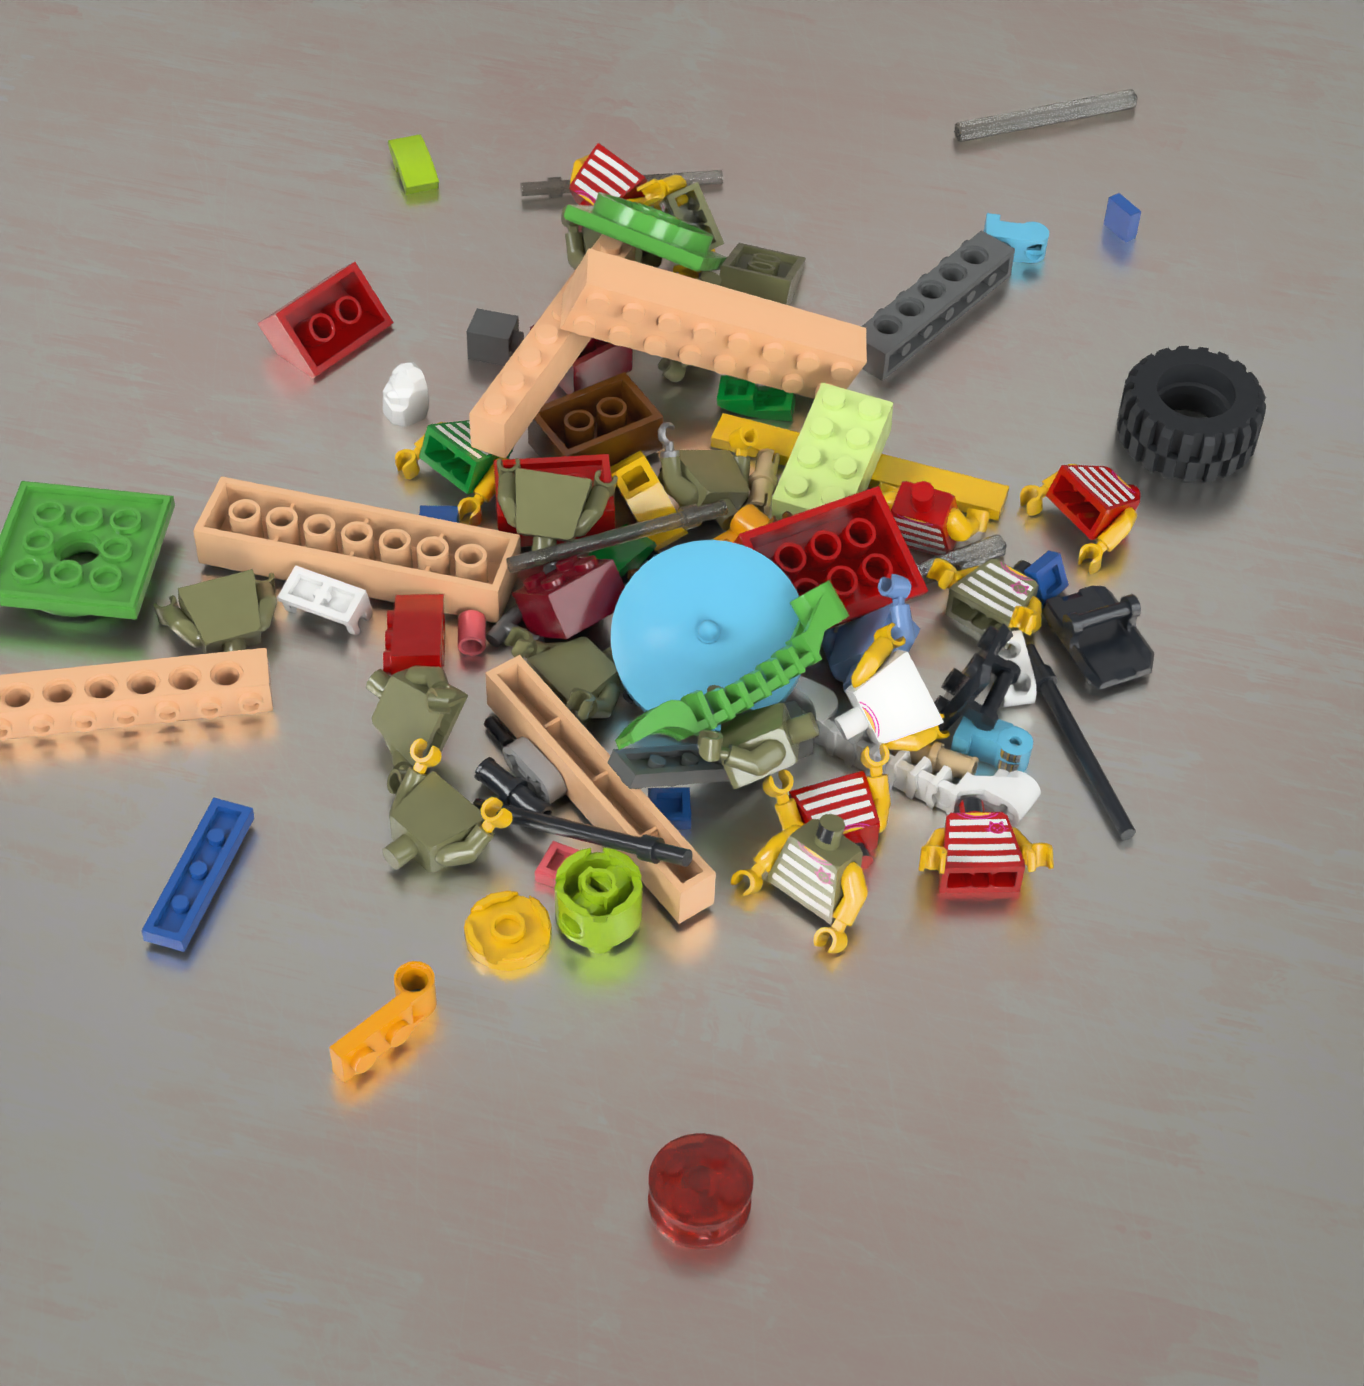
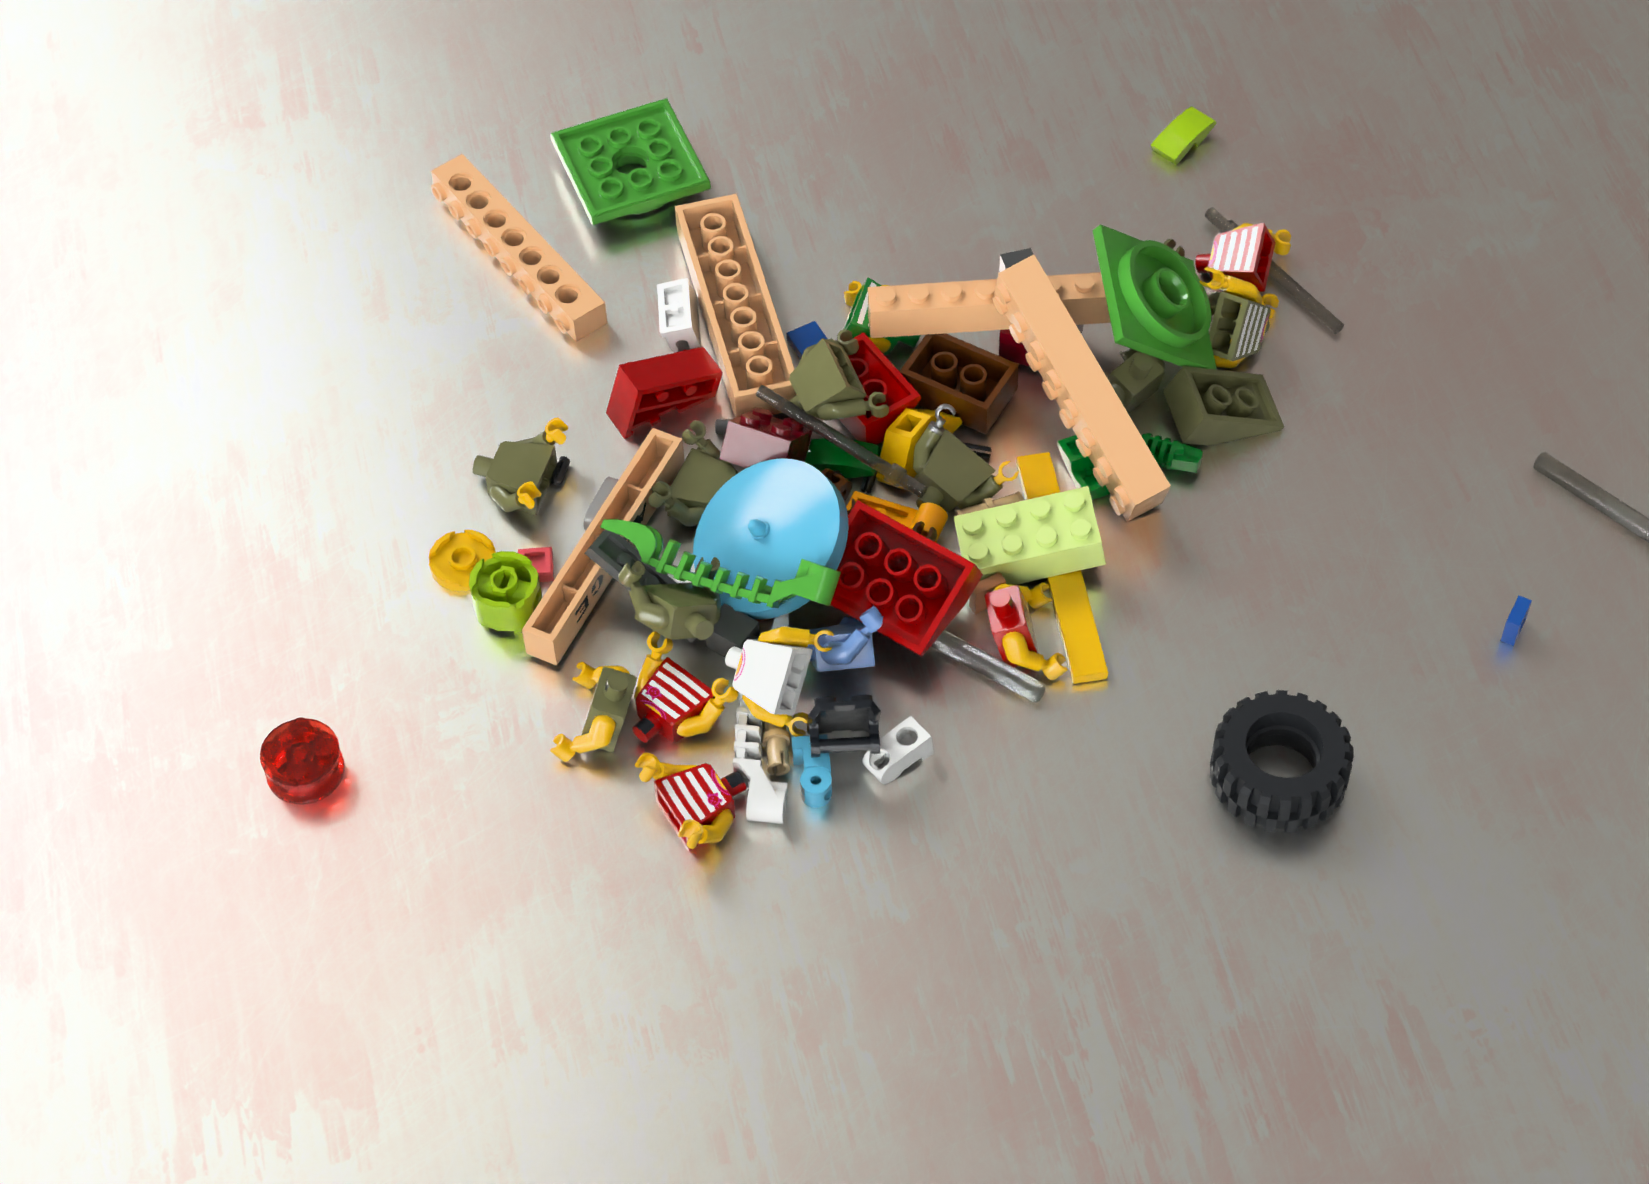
camera: 65 degrees right, 5 degrees up
(198, 874) = (404, 372): blue plate -> none
(221, 612) = (627, 267): olive torso -> none
(327, 321) = (960, 175): red slope -> none
(388, 1025) = (368, 534): light orange plate -> none
(406, 395) = (915, 256): white rock -> none
(413, 707) = (595, 409): olive torso -> none
(471, 632) = (712, 409): coral hinge -> none
(510, 789) = (579, 503): black pin -> none
(647, 847) = (542, 588): black bar -> none
(673, 804) = (620, 603): blue tile -> none
(935, 302) = (1287, 532): dark grey brick -> none
(990, 595) = (965, 708): torso -> none
(1028, 238) = (1417, 555): medium azure leg -> none
(1046, 684) = (907, 781): black bar -> none
(1049, 575) = (1015, 736): blue tile -> none
(1093, 501) = (1120, 735): torso -> none
(1101, 634) = (979, 796): black shield -> none

